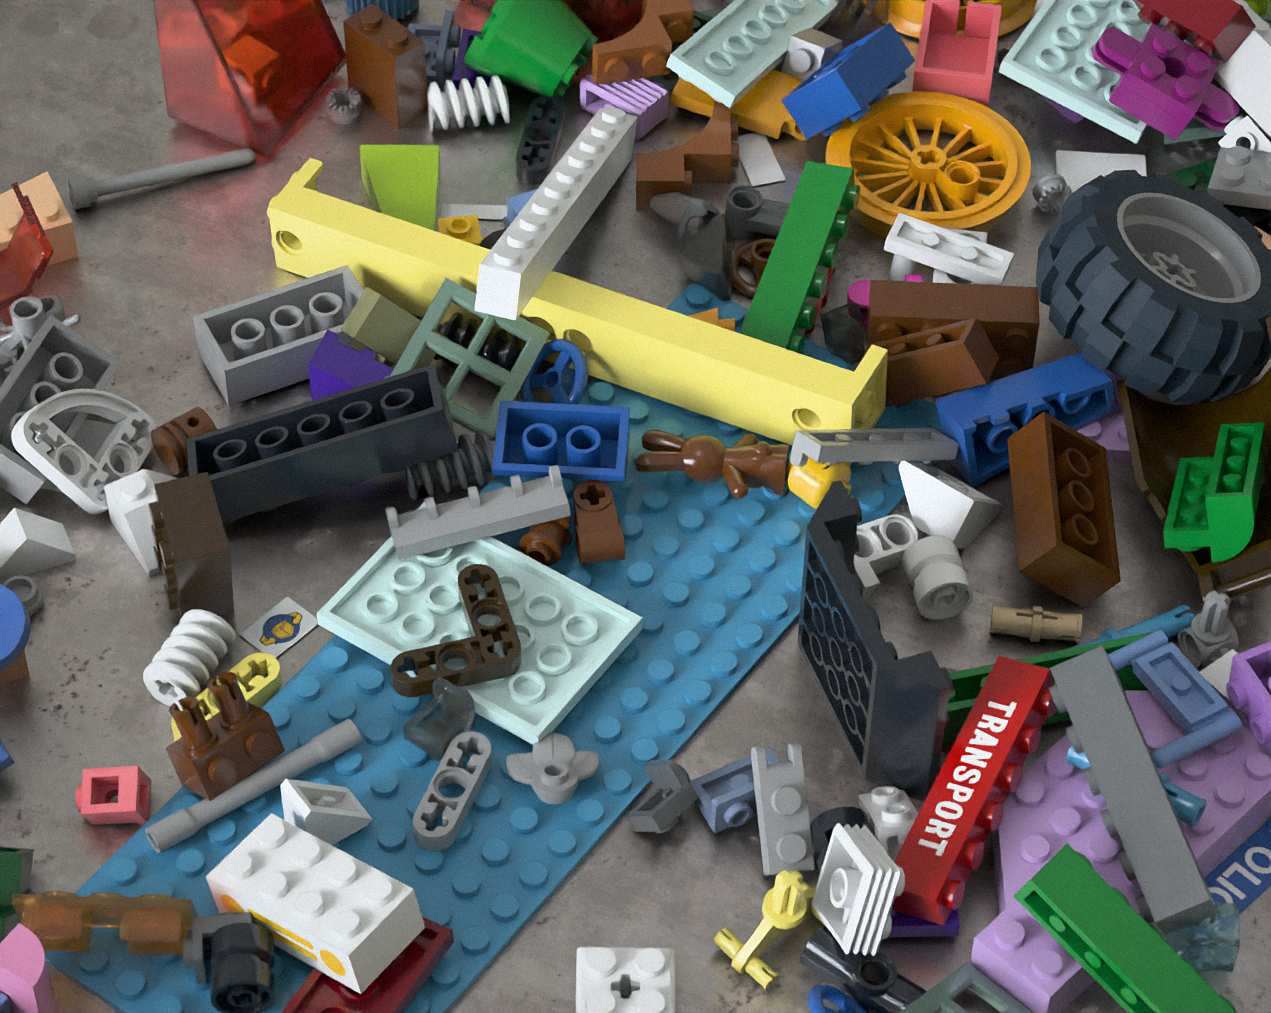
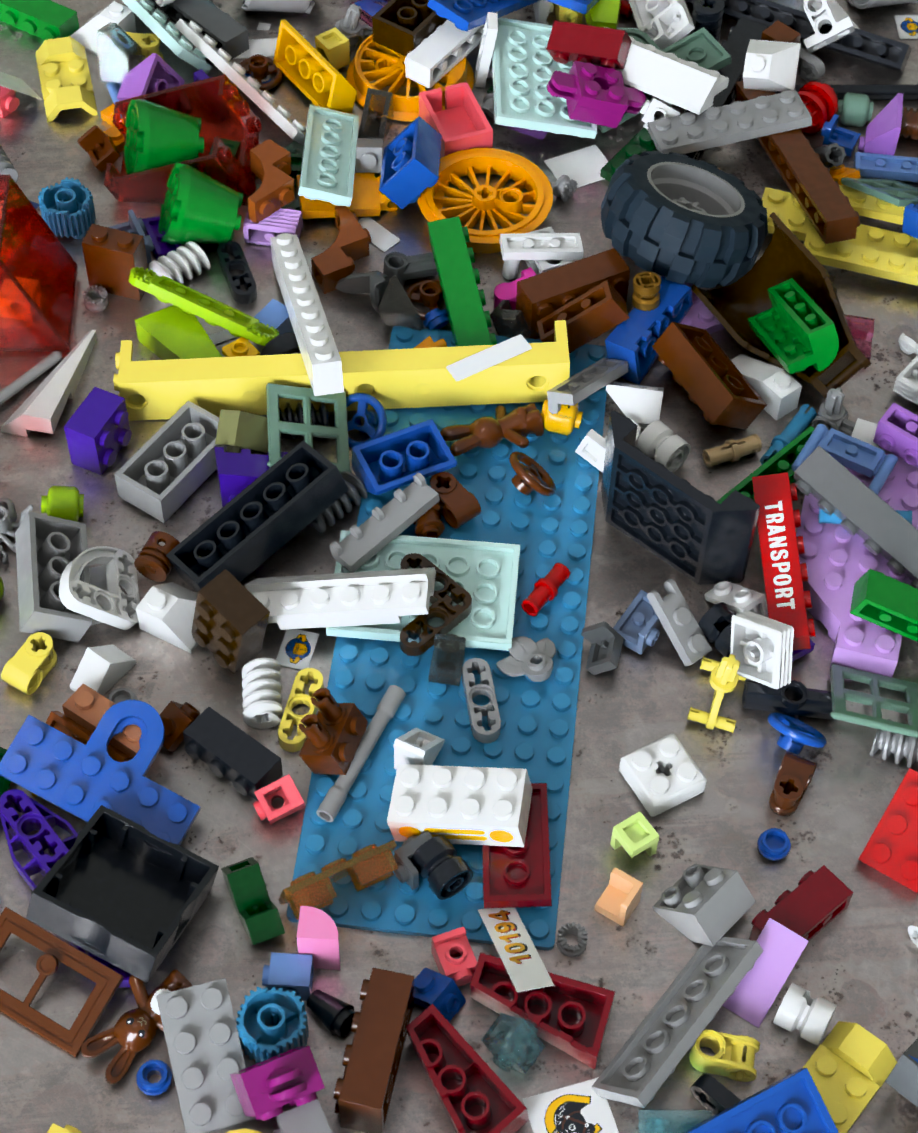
camera: 30 degrees left, 5 degrees up
(61, 648) = (176, 719): none -> reddish brown bracket
(98, 710) = (231, 753): none -> black brick
(120, 331) = (63, 503): none -> lime head
(187, 208) = (46, 403): none -> white wedge
(218, 258) = (98, 431): none -> dark purple brick
(355, 581) = (345, 597): none -> white slope
(446, 155) = (198, 304): none -> lime plate
(638, 689) = (545, 589): none -> red pin
(715, 539) = (531, 476): none -> reddish brown piece
(745, 291) = (436, 319): none -> blue plate
(749, 356) = (488, 357): none -> white sticker
(1035, 358) = (646, 291): none -> pearl gold wheel
(1150, 570) = (771, 383): none -> white slope

